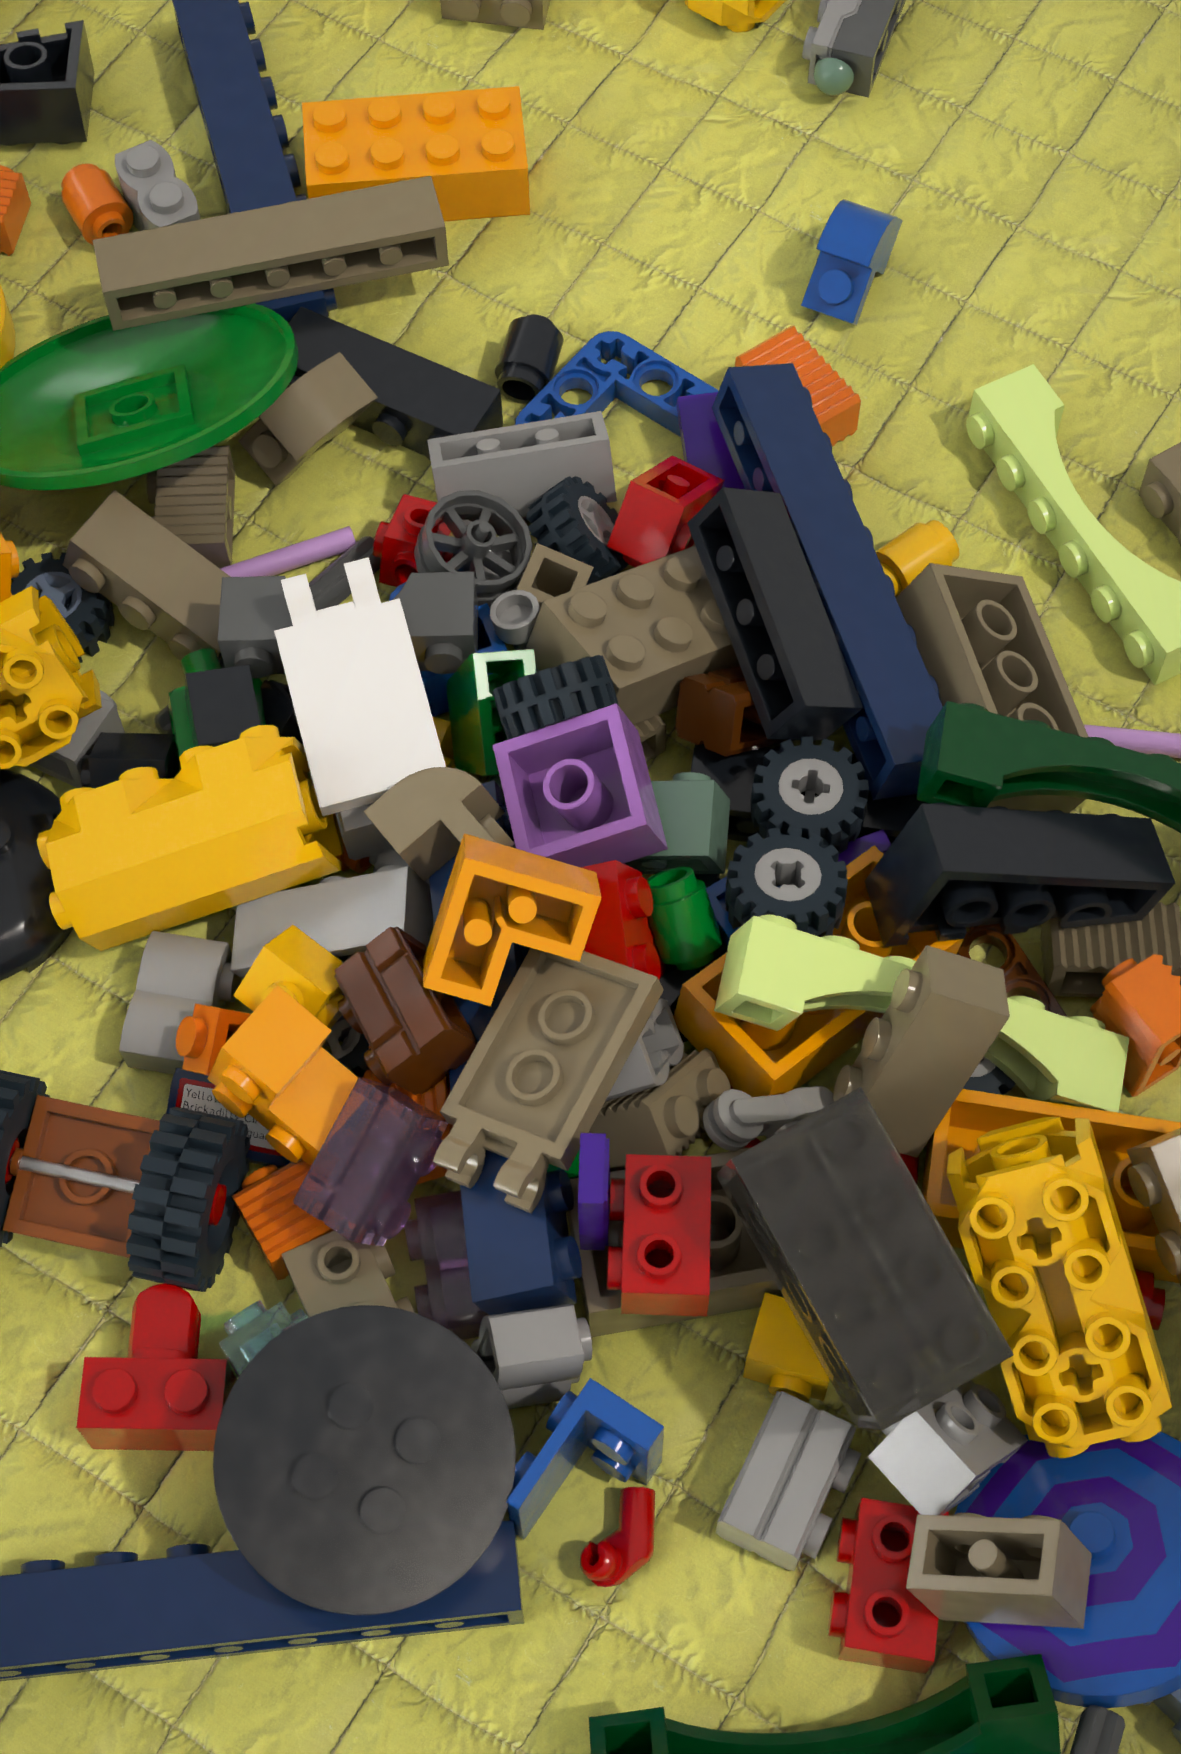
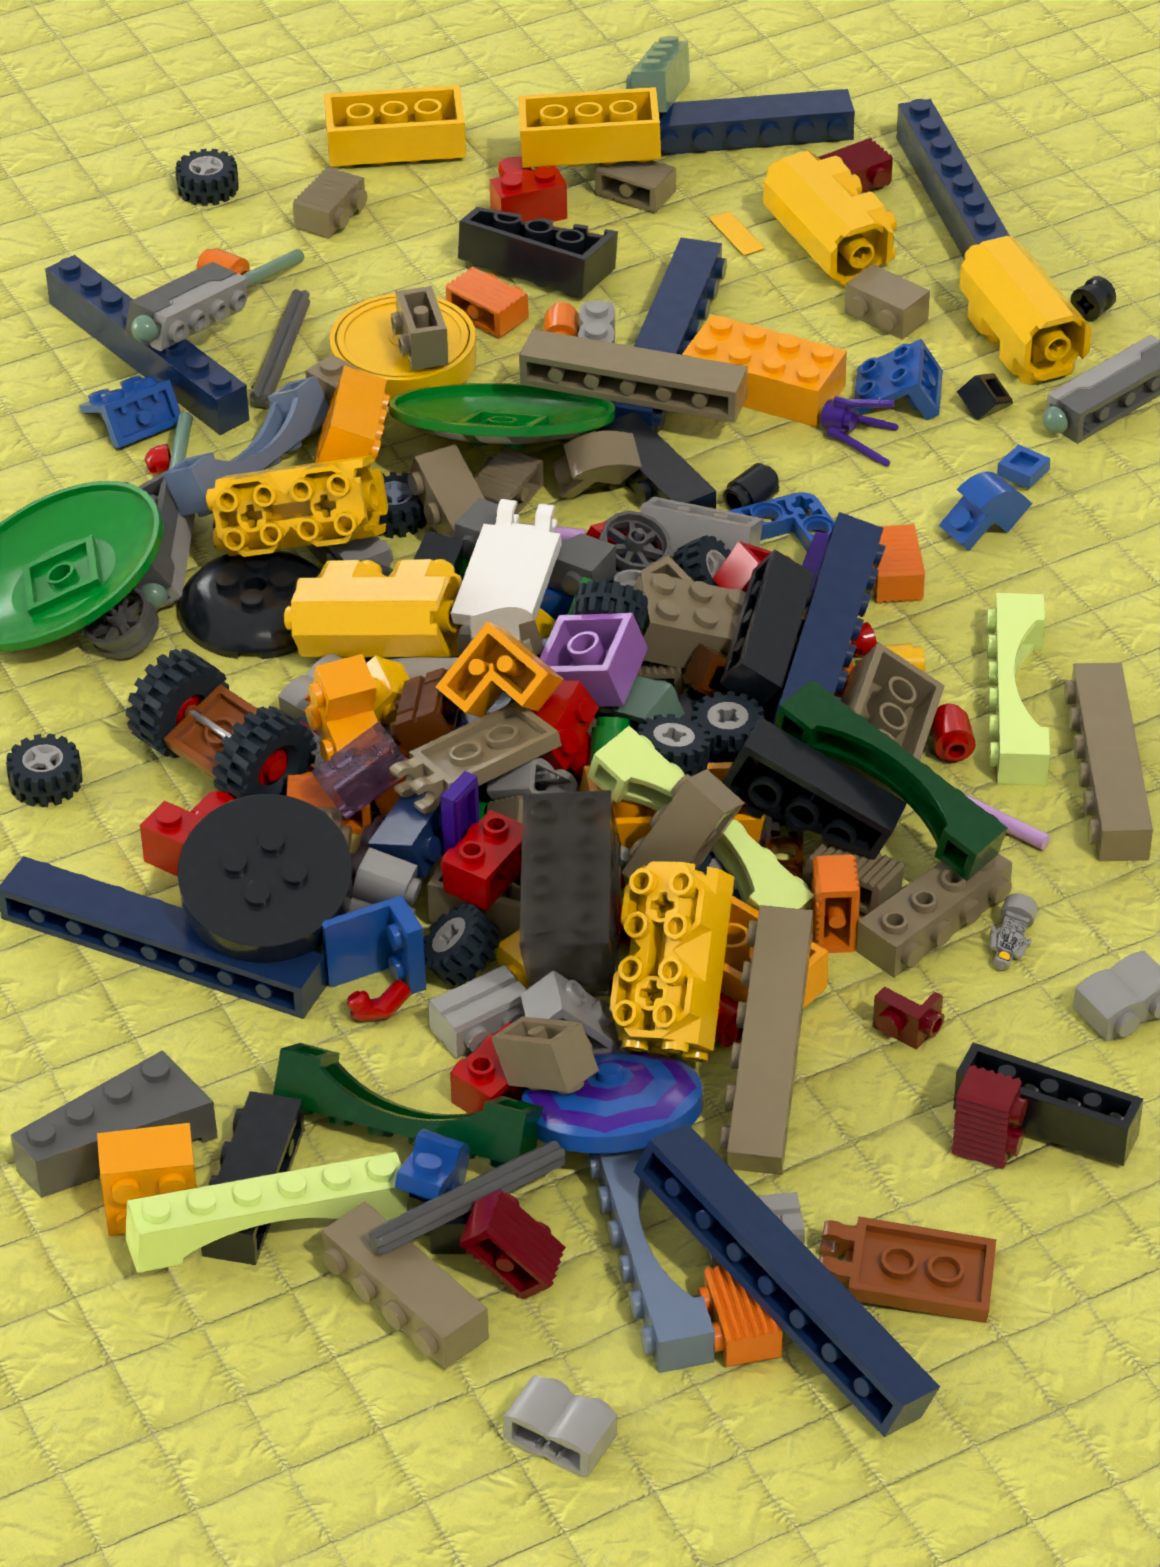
camera: 30 degrees right, 20 degrees down
(563, 188) = (840, 417): none -> dark purple plant
(592, 99) = (903, 372): none -> blue bracket
(715, 1387) = (460, 944): none -> black wheel
(716, 76) = (984, 395): none -> black slope
(843, 165) = (1023, 466): none -> blue plate
(1071, 638) = (952, 733): none -> red brick

